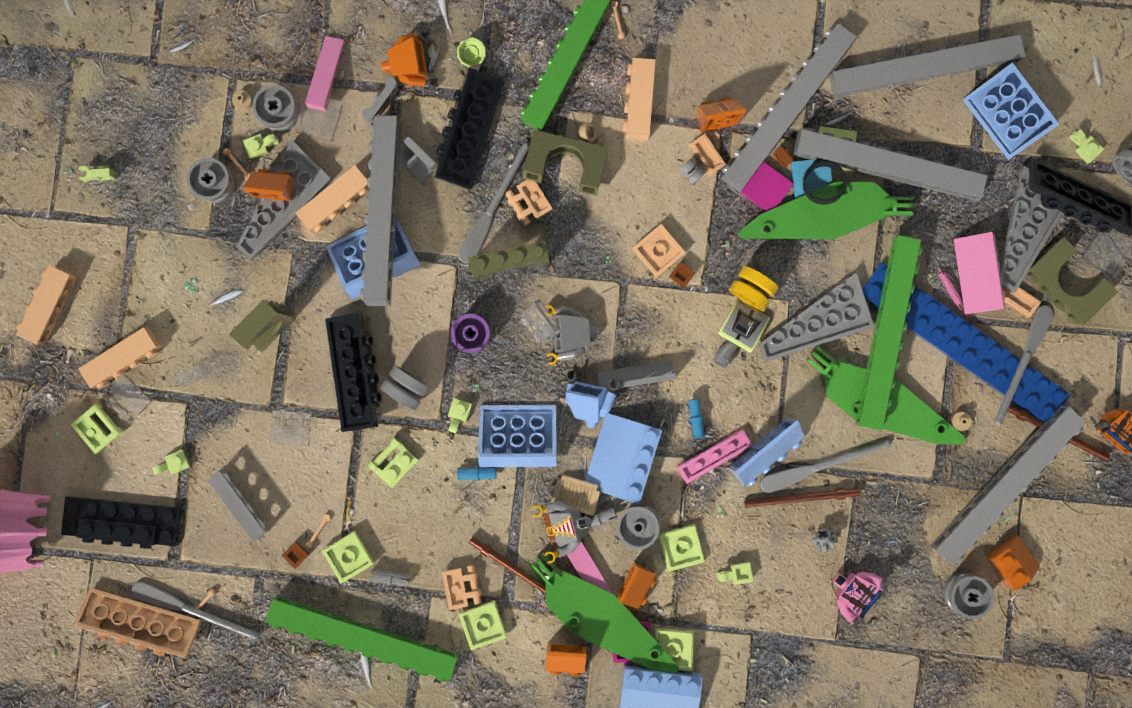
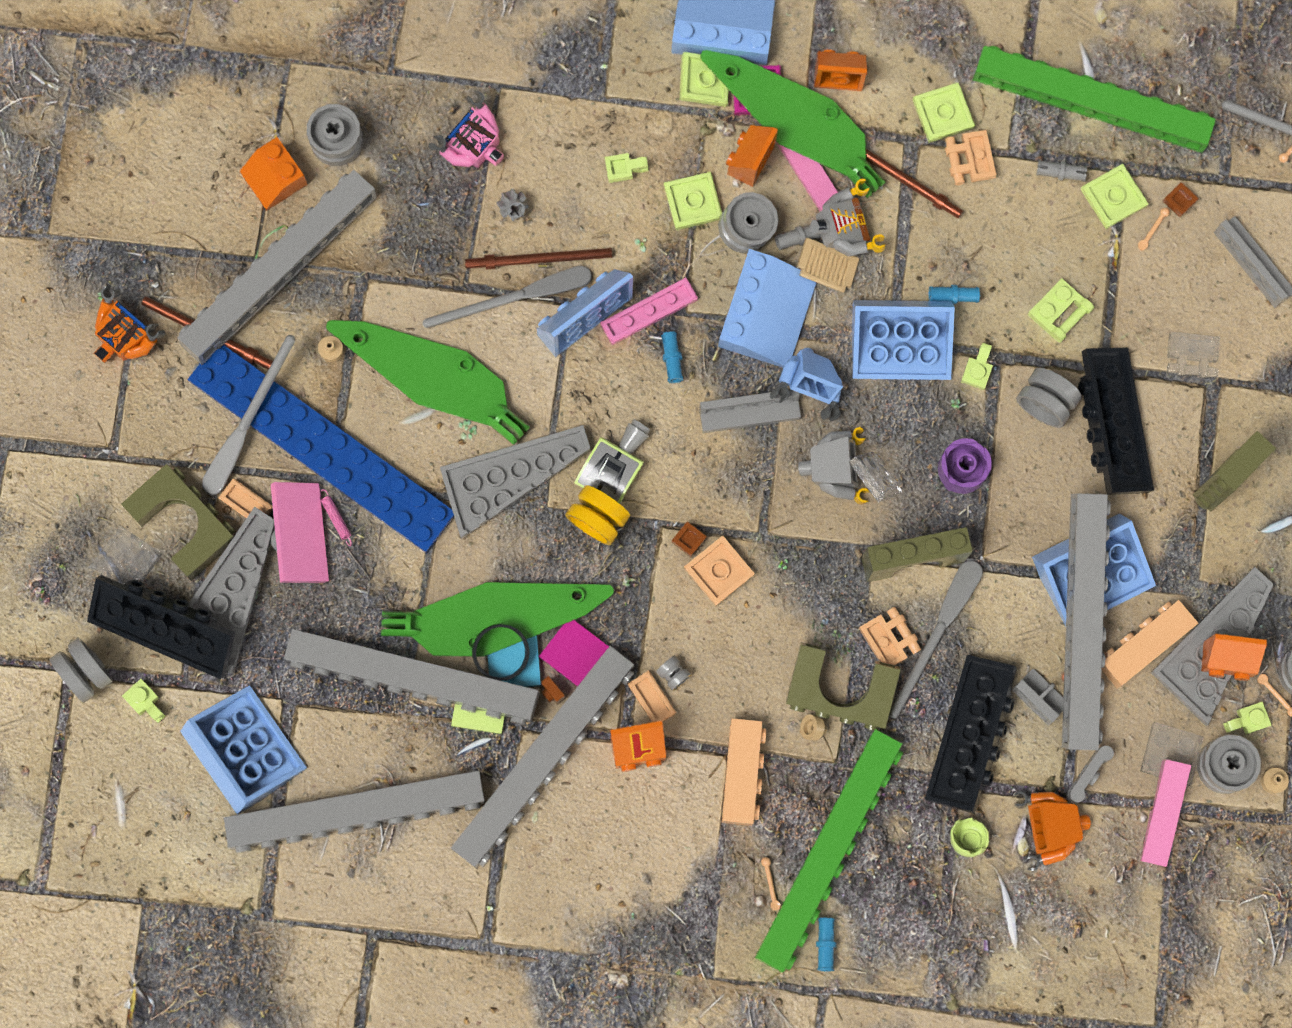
camera: 175 degrees right, 10 degrees down
(888, 332) = (423, 457): bright green brick -> none

